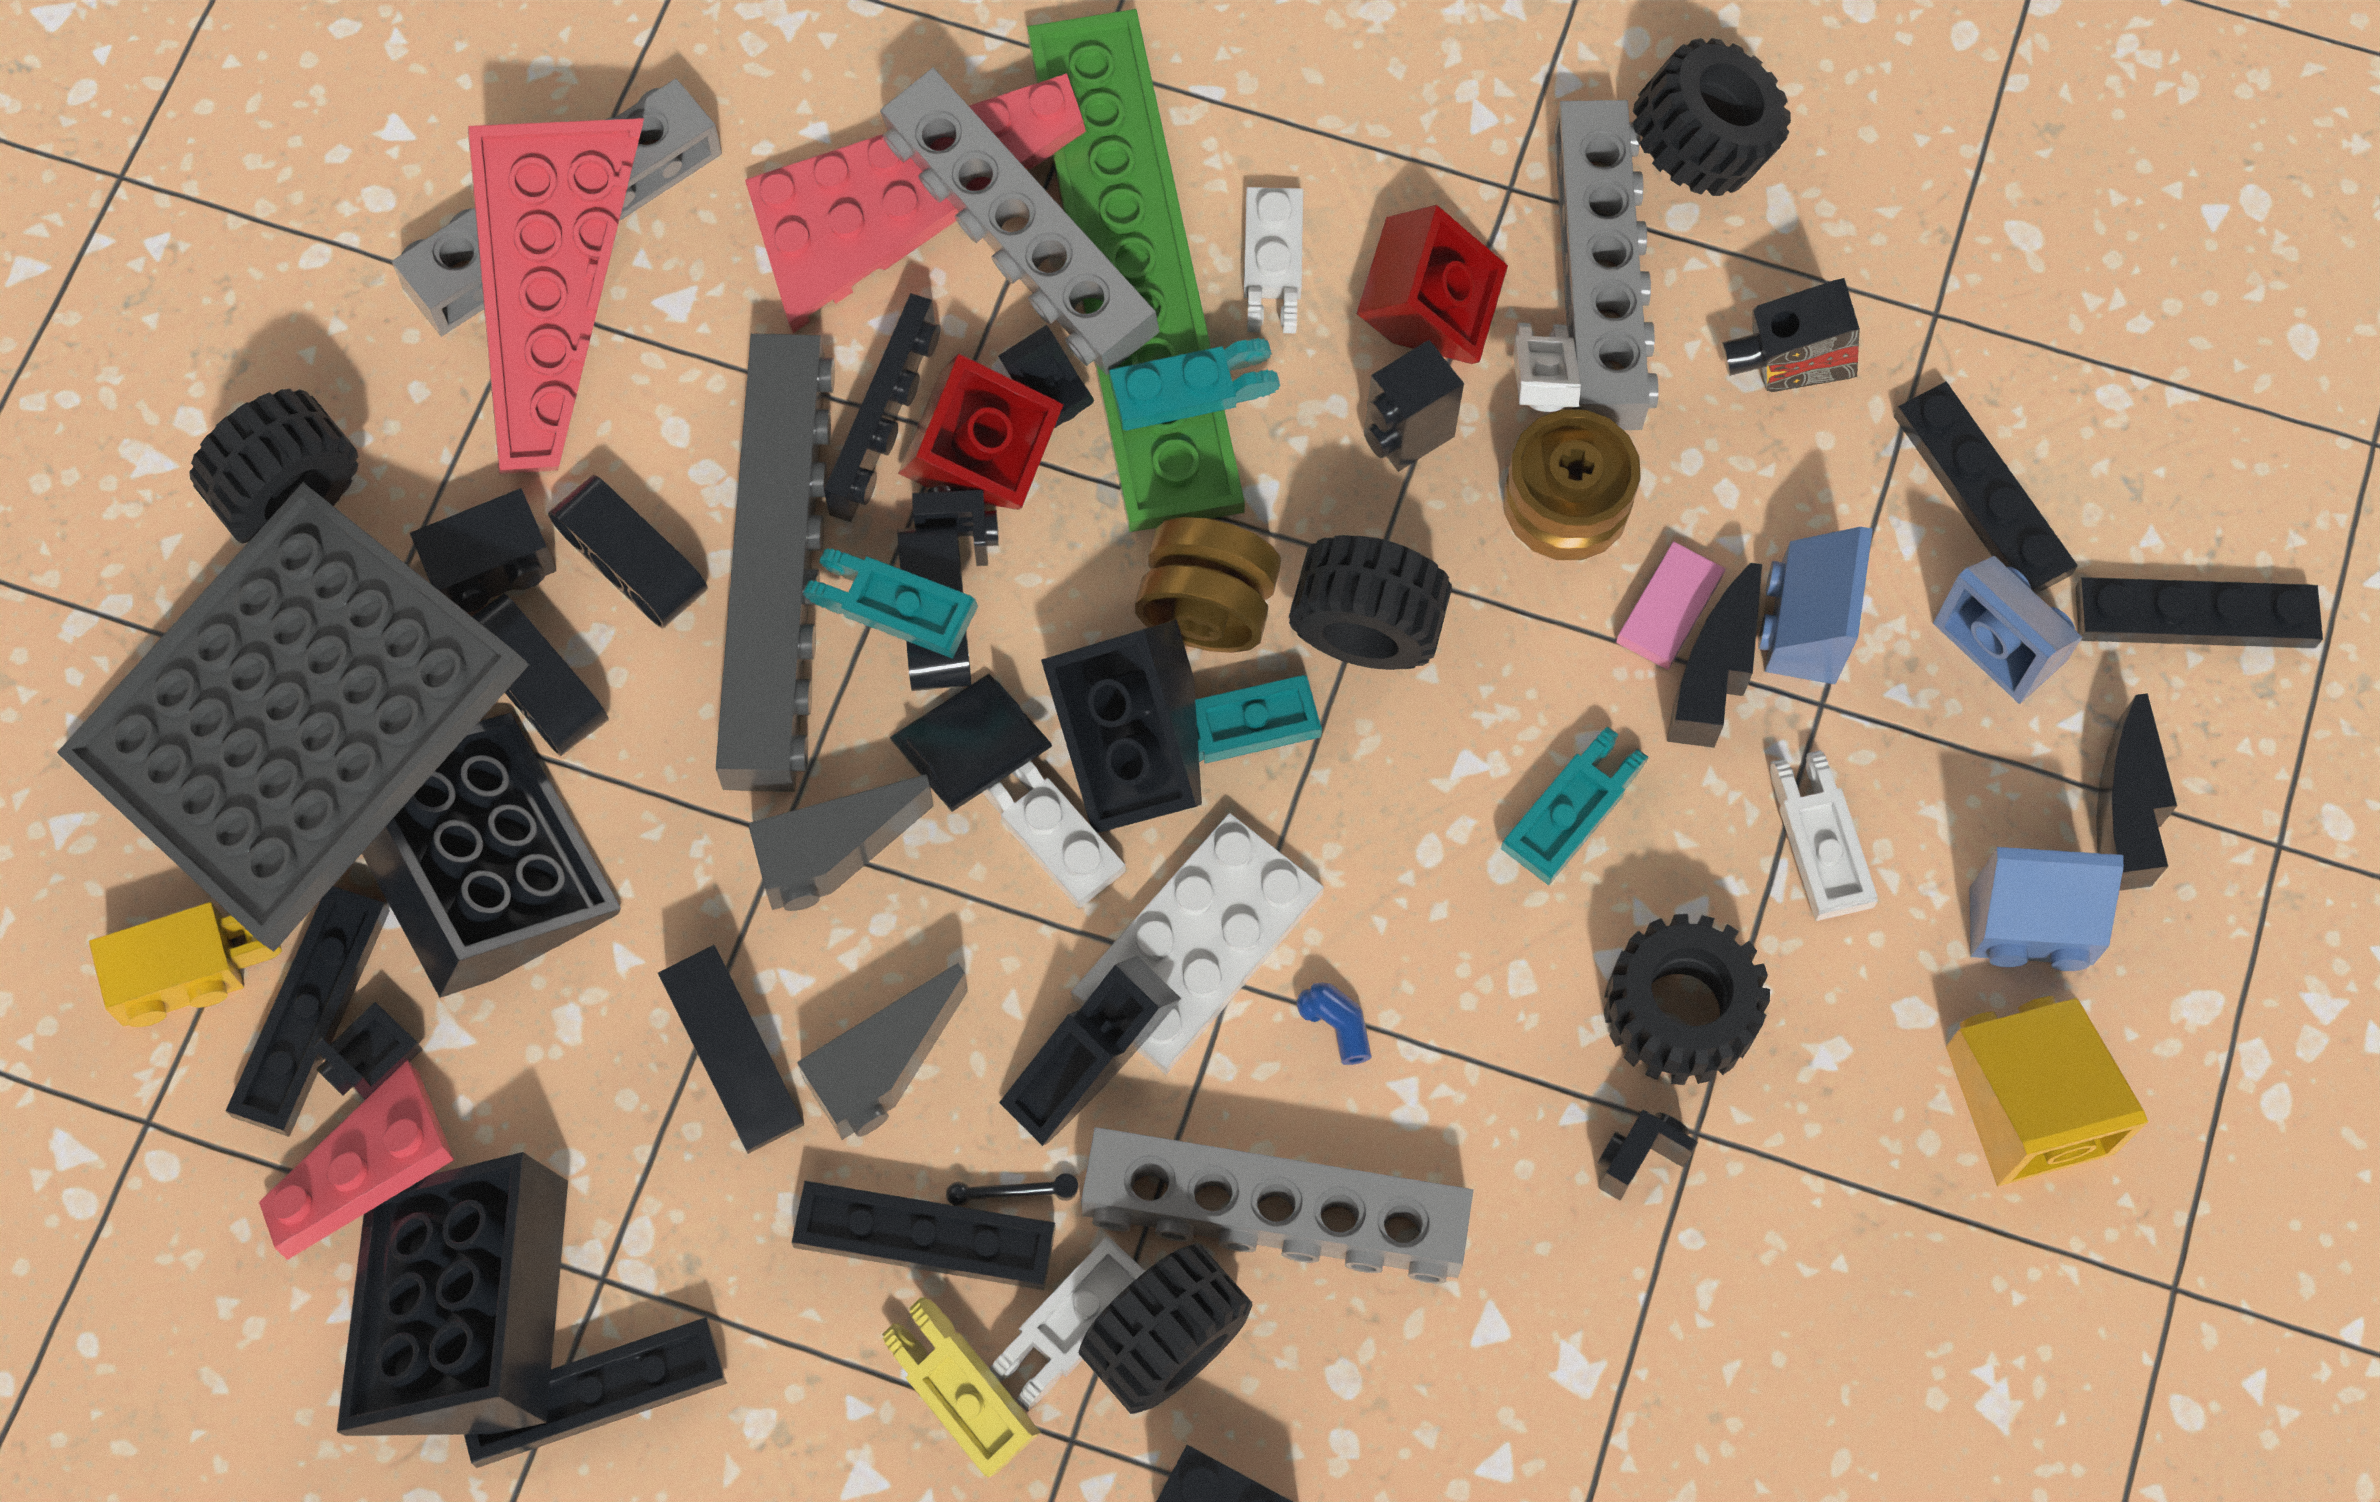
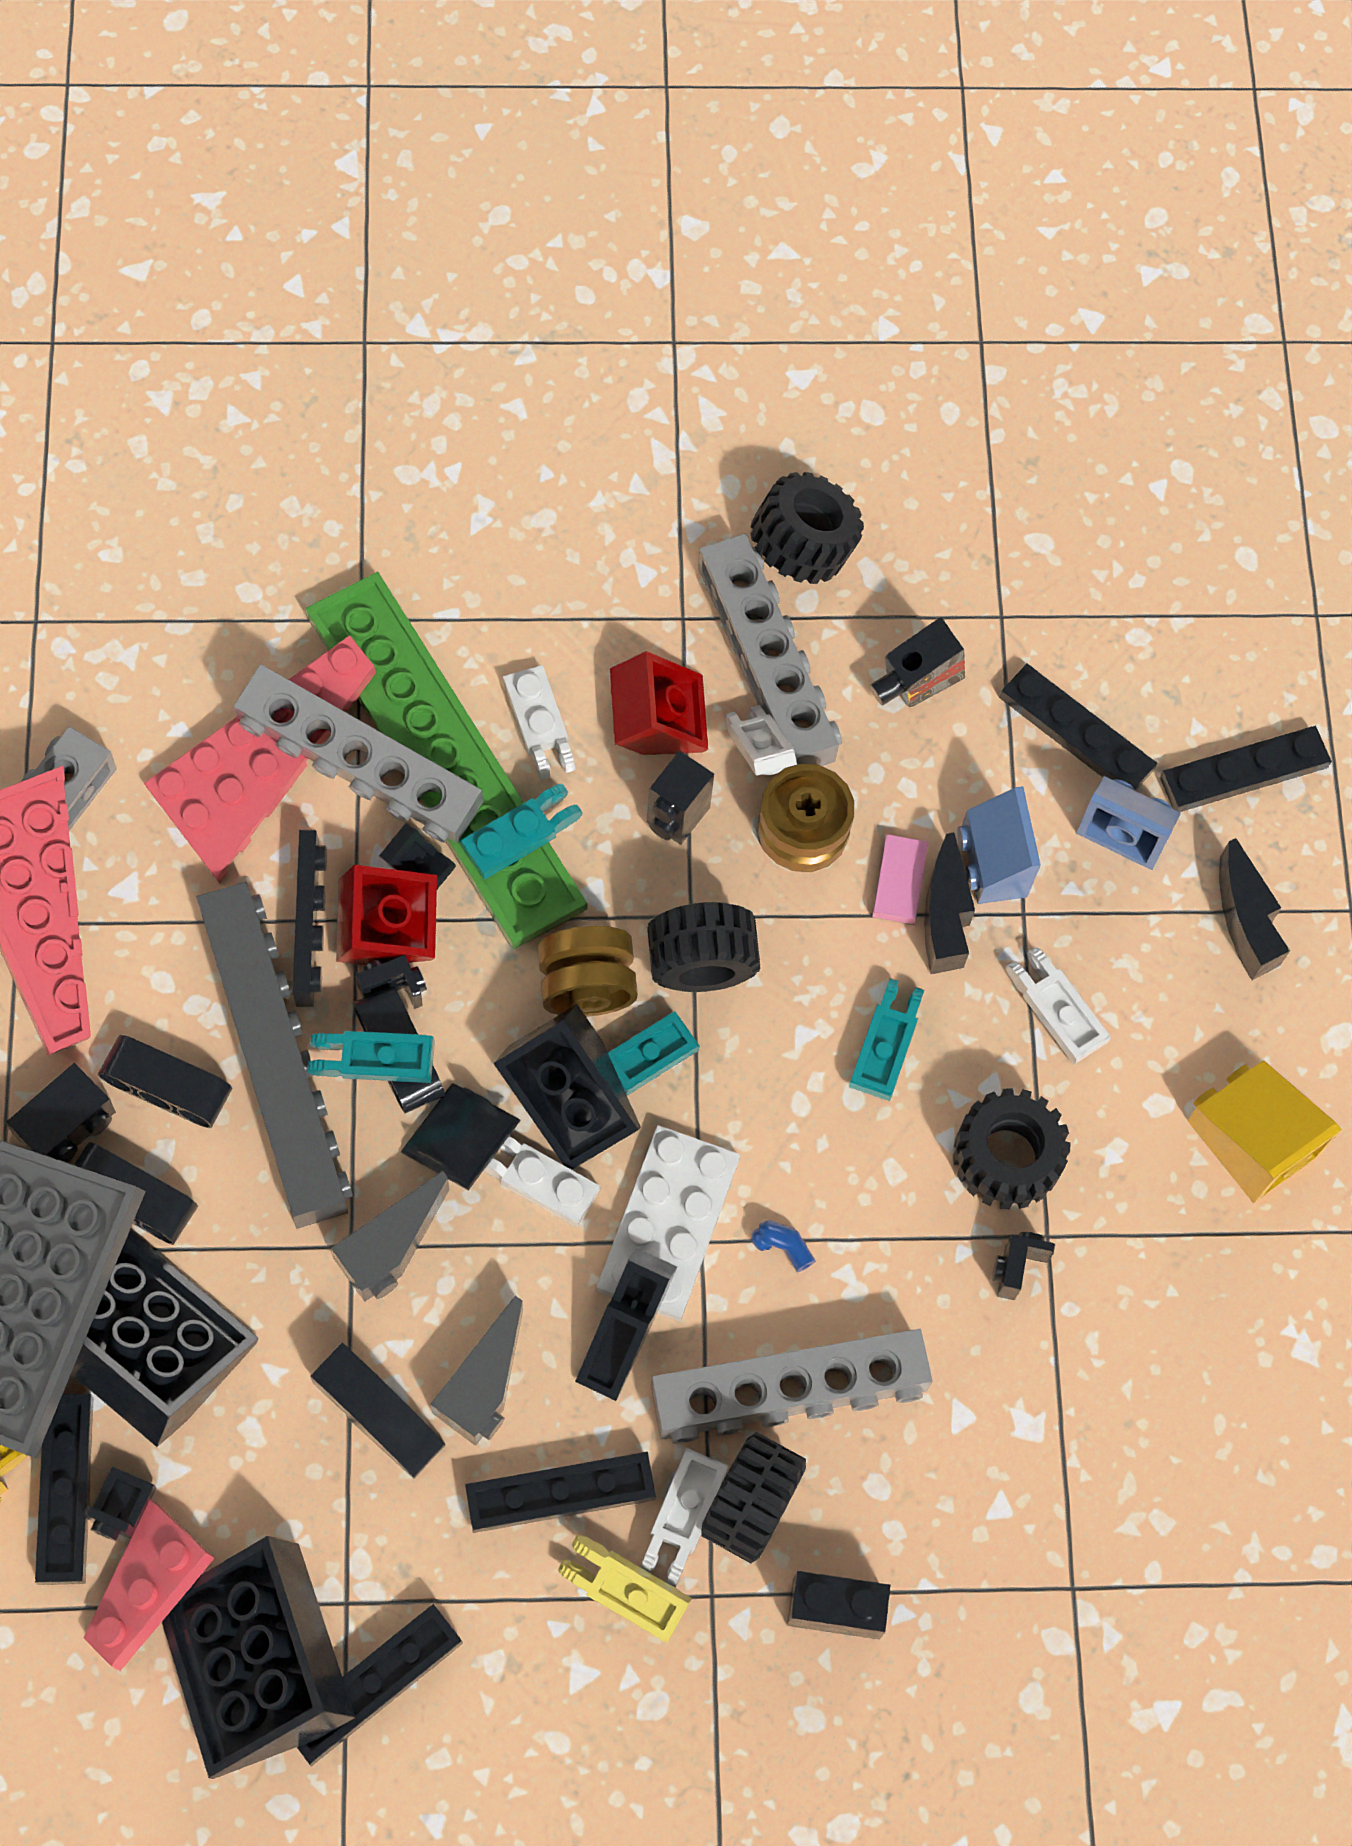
camera: 25 degrees left, 0 degrees up
(1064, 1187) = (641, 1424): black hinge -> none
(2044, 907) = (1220, 1006): medium blue slope -> none

